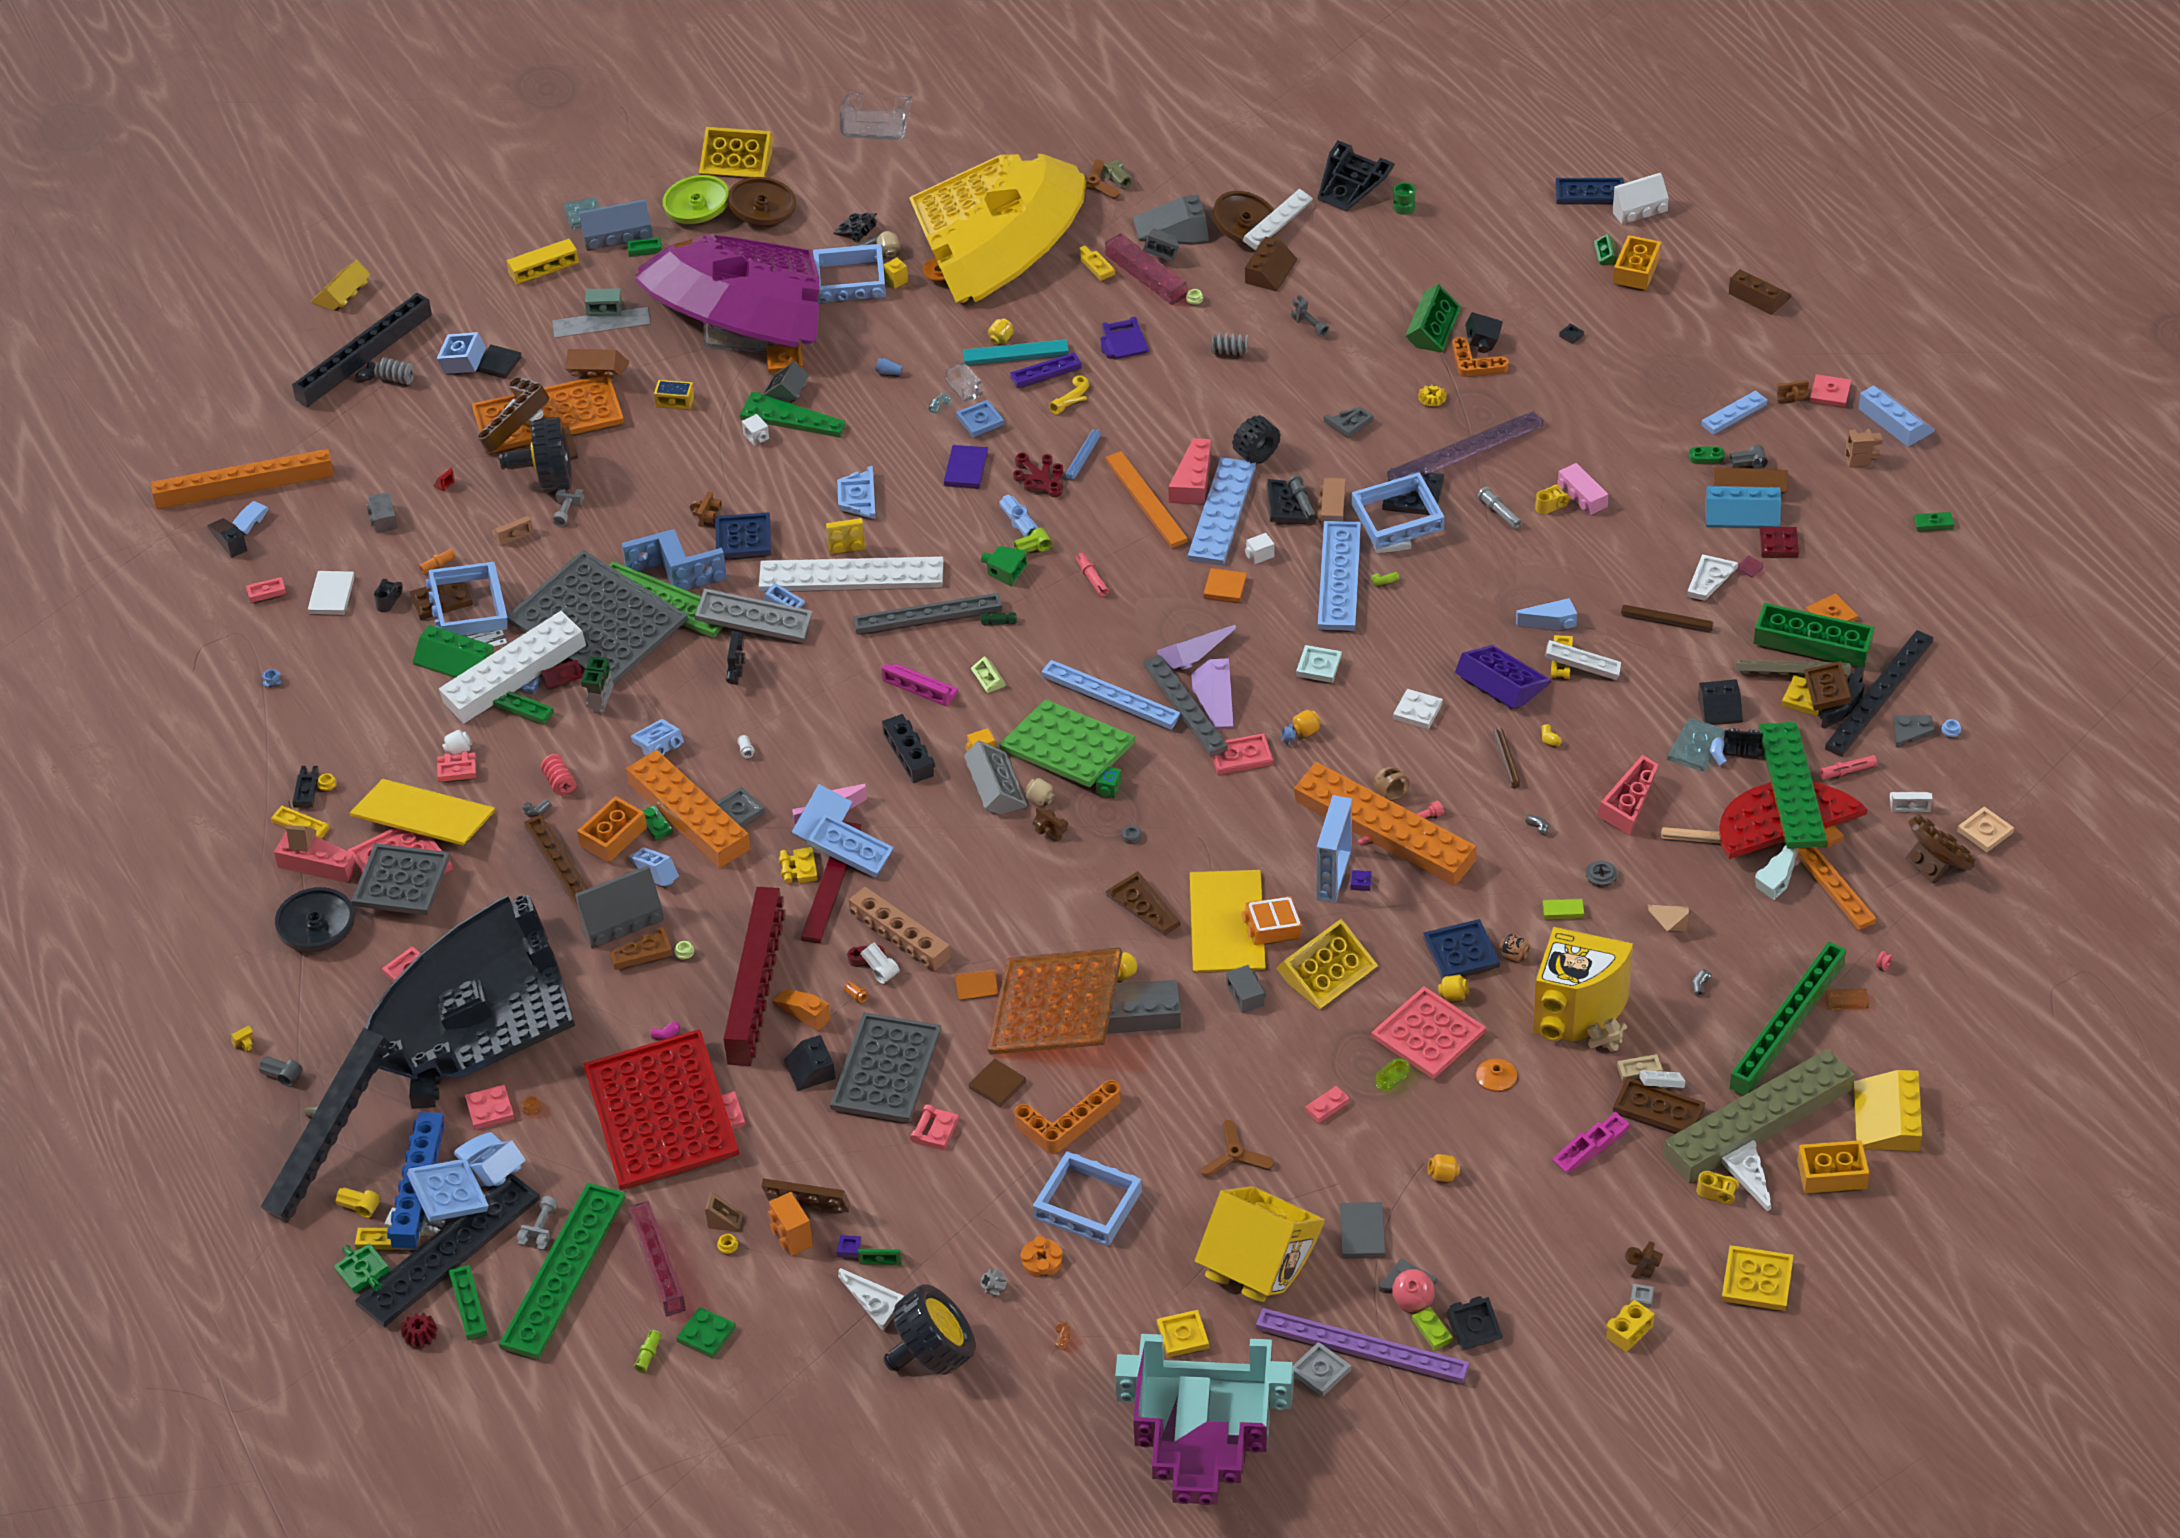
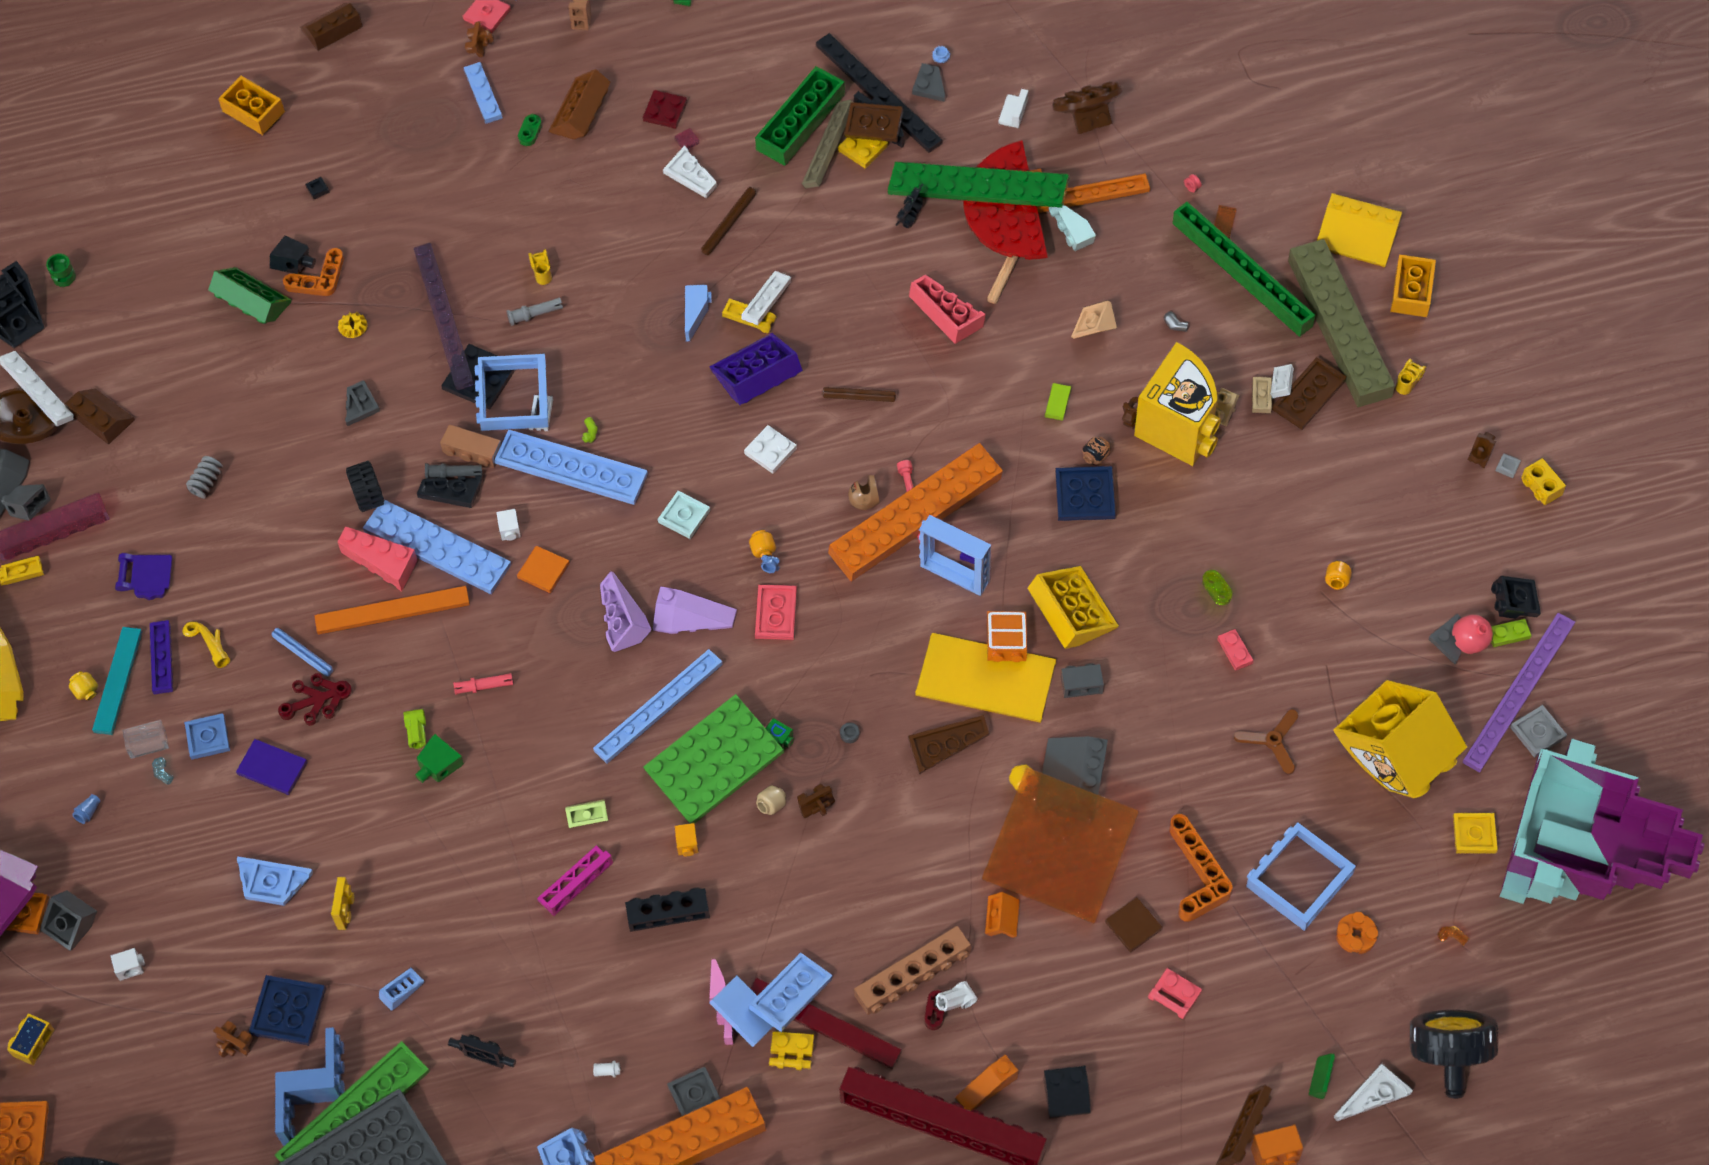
camera: 75 degrees left, 15 degrees up
(753, 615) = (421, 1021): light grey plate -> none
(791, 416) = (107, 935): green wing -> none
(848, 1246) = (1306, 1102): dark purple plate -> none
(852, 573) = (387, 915): white plate -> none
(859, 994) = (983, 1029): orange pin -> none
(886, 1067) = (1089, 1021): dark grey plate -> none
(927, 613) = (478, 851): dark grey plate -> none
(993, 1282) = (1383, 979): light grey gear -> none
(994, 779) = (739, 838): light grey slope -> none
(998, 618) = (509, 785): dark green axle -> none
(1018, 515) = (384, 728): light blue piece -> none
(1184, 703) = (697, 643): dark grey plate -> none
(1194, 296) = (112, 493): yellowish green plate -> none
(1301, 309) = (185, 401): dark grey bar -> none
(1362, 1230) = (1387, 658): dark grey tile -> none
(1428, 1032) = (1175, 545): coral plate -> none
(1454, 988) = (1131, 511): yellow head -> none
(1496, 1075) = (1234, 514): orange dish -> none
(1538, 821) = (948, 389): flat silver arm -> none
(1549, 737) = (846, 354): yellow arm -> none
(1583, 489) = (538, 237): bright pink brick -> none
(1586, 190) = (121, 116): dark blue tile -> none
(1592, 1143) = (1336, 455): dark pink slope -> none
(1606, 250) = (213, 128): green slope -> none
(1608, 870) = (1020, 355): dark grey gear -> none
(1640, 199) = (166, 77): white slope -> none
(1694, 744) = (892, 244): clear light blue tile -> none
(1716, 750) = (910, 229): light blue arm -> none
(1720, 702) = (853, 210): black slope -> none
(1742, 507) = (614, 121): dark azure slope -> none
(1746, 1168) = (1401, 348): white wing -> none
(1753, 457) = (551, 95): dark grey piece -> none
(1757, 1278) = (1511, 376): yellow plate -> none
(1829, 772) = (962, 146): coral pin -> none
(1833, 607) = (768, 96): orange plate -> none
(1985, 829) = (1066, 67): light nougat plate -> none

